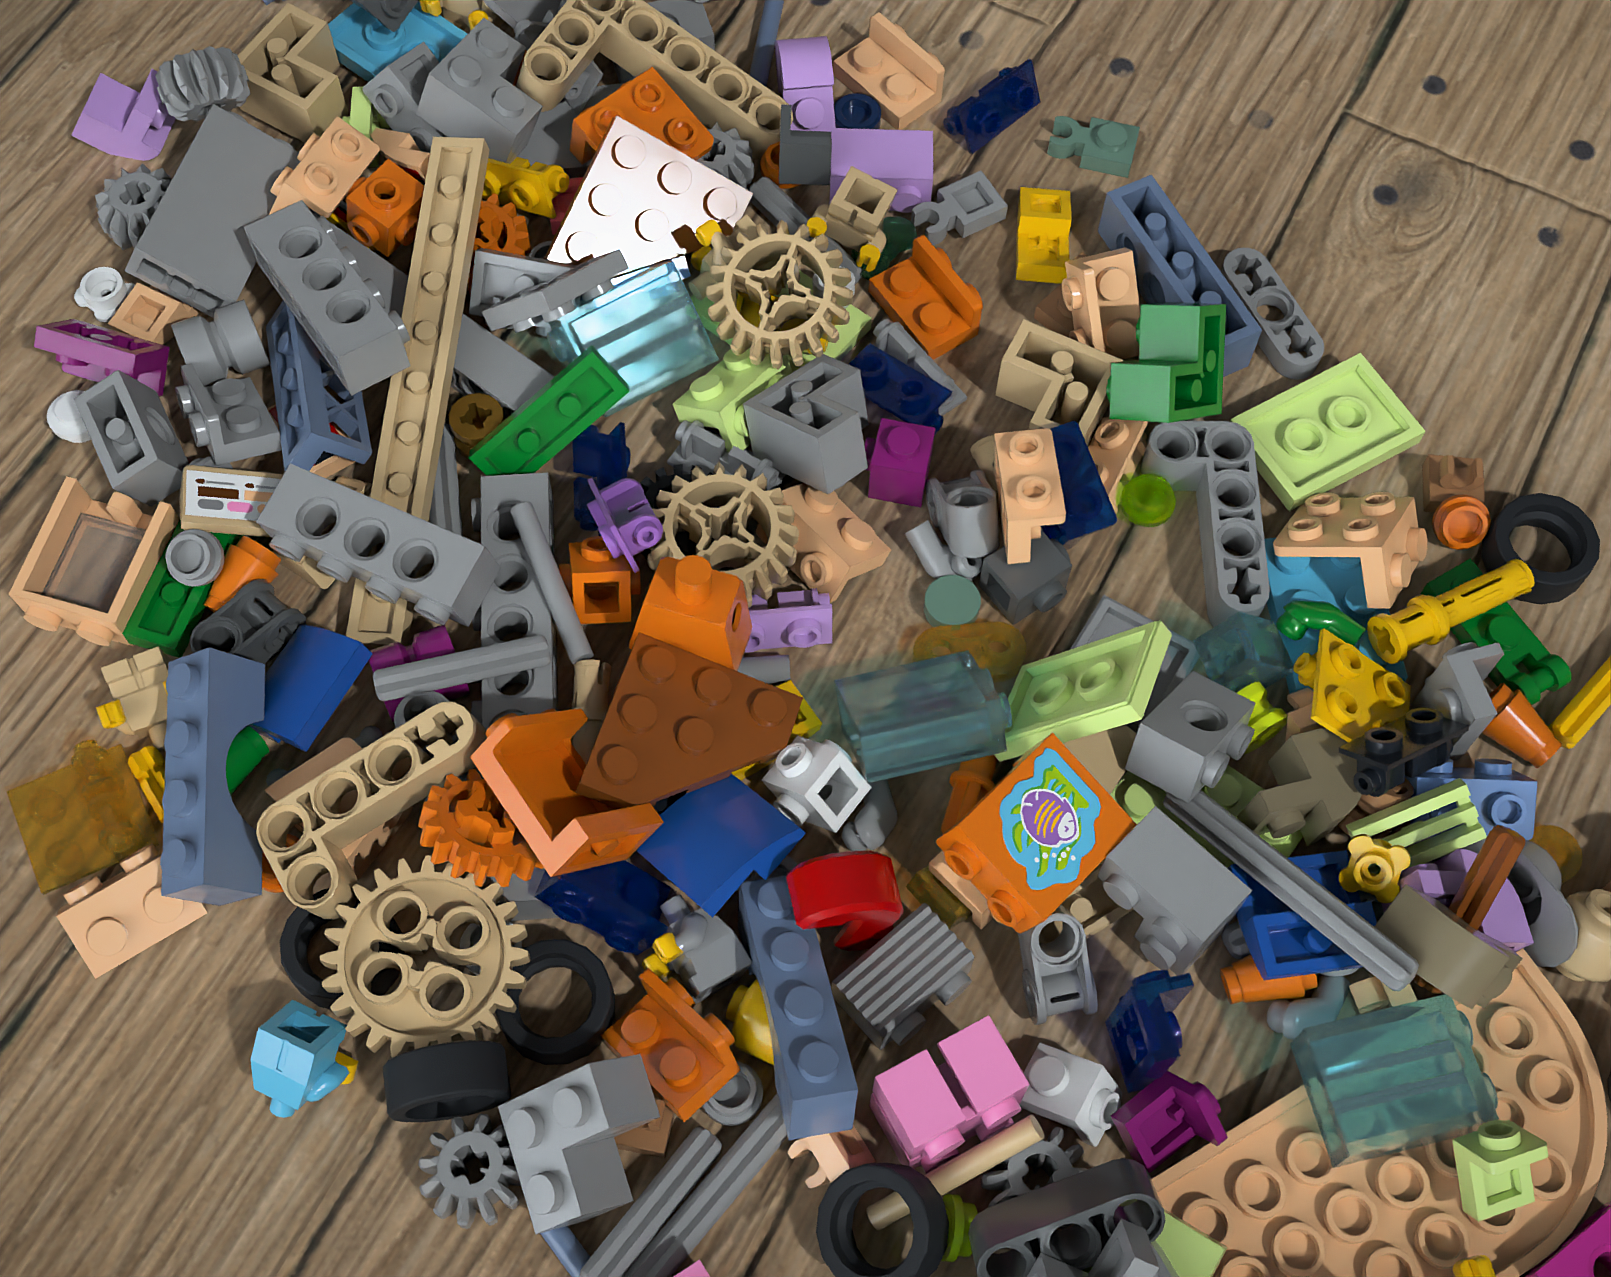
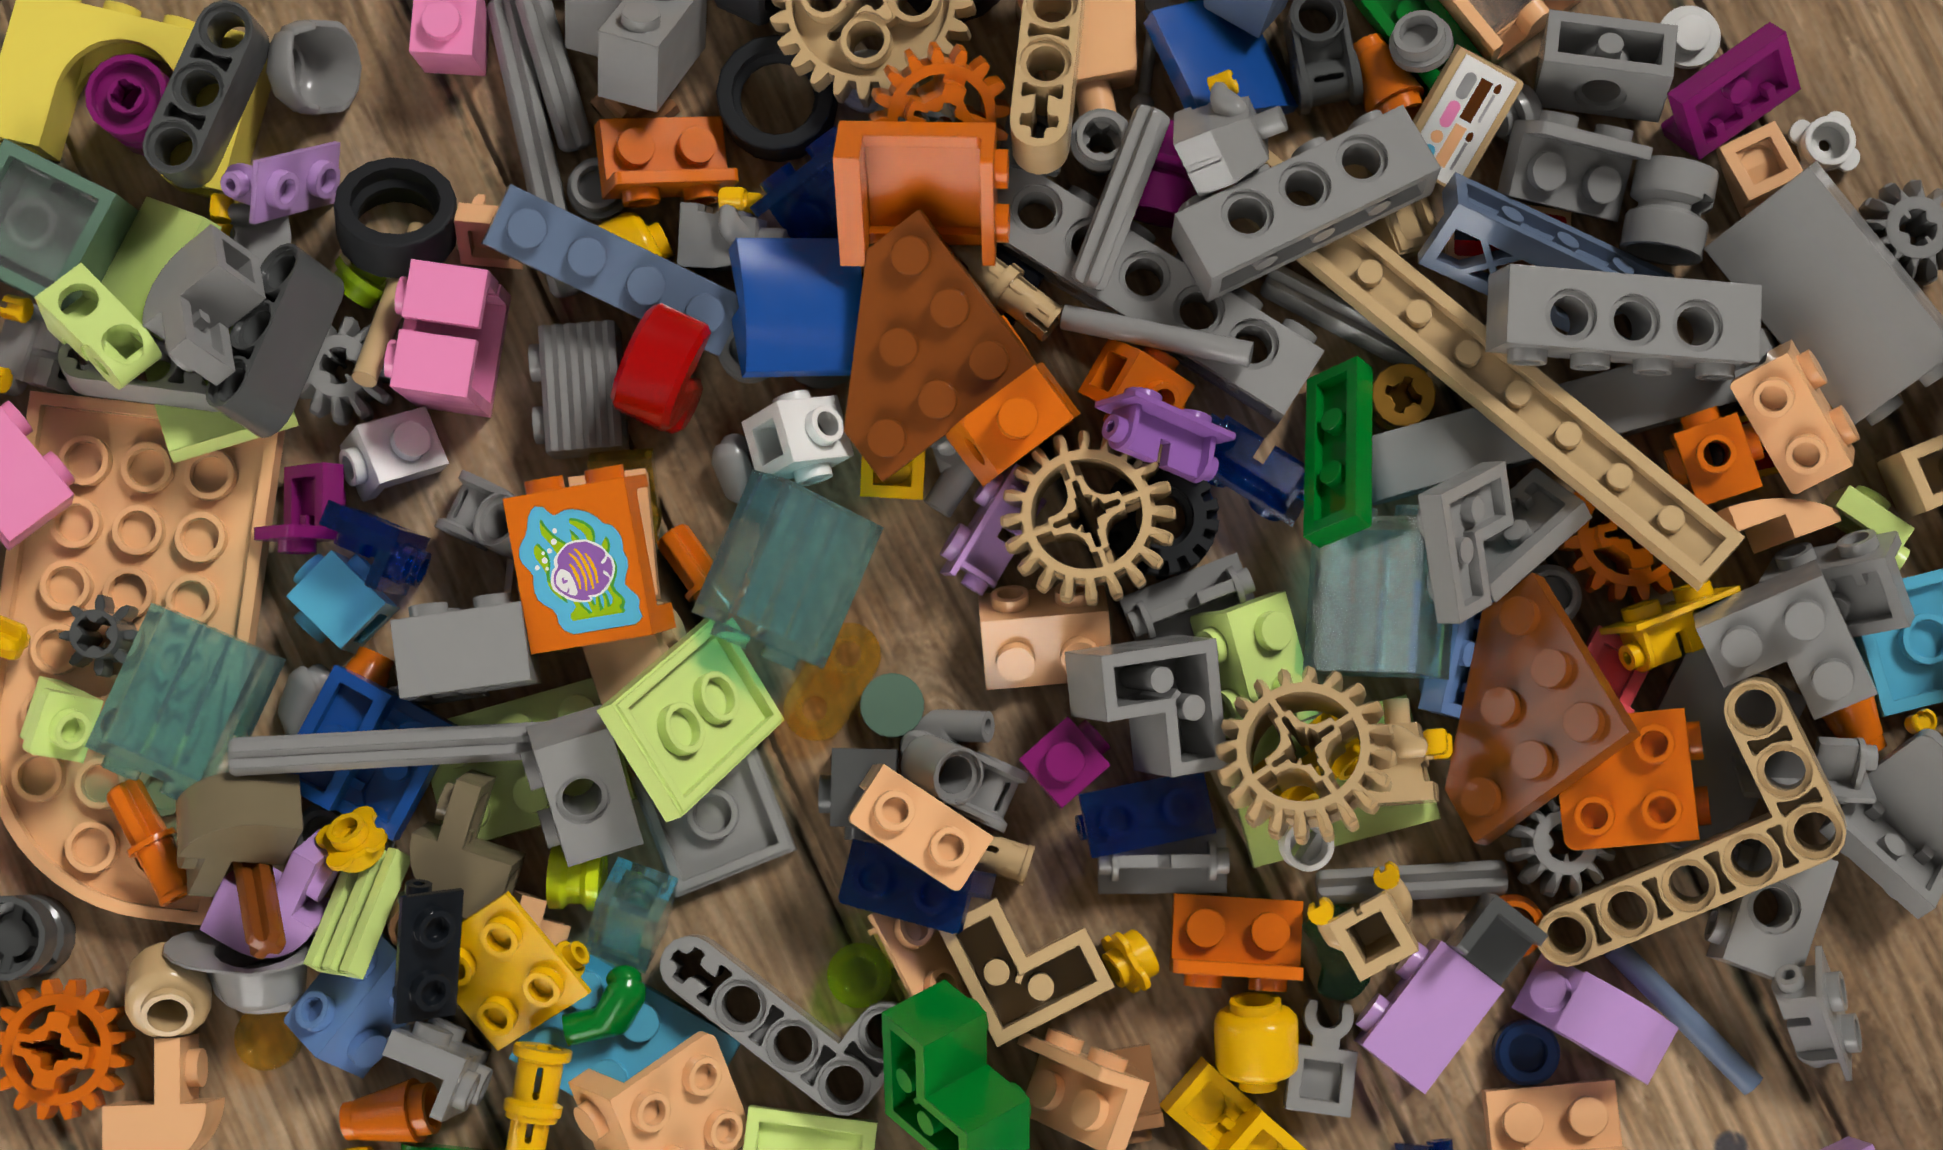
camera: 135 degrees right, 20 degrees up
(366, 610) = (1225, 136): none -> light grey piece
(981, 246) = (1256, 1041): none -> yellow head
(991, 345) = (1129, 960): none -> yellow plate
(1215, 1038) = (337, 602): none -> medium azure brick
(1415, 1177) = (86, 638): none -> dark grey gear
(1511, 1028) = (149, 839): none -> orange axle

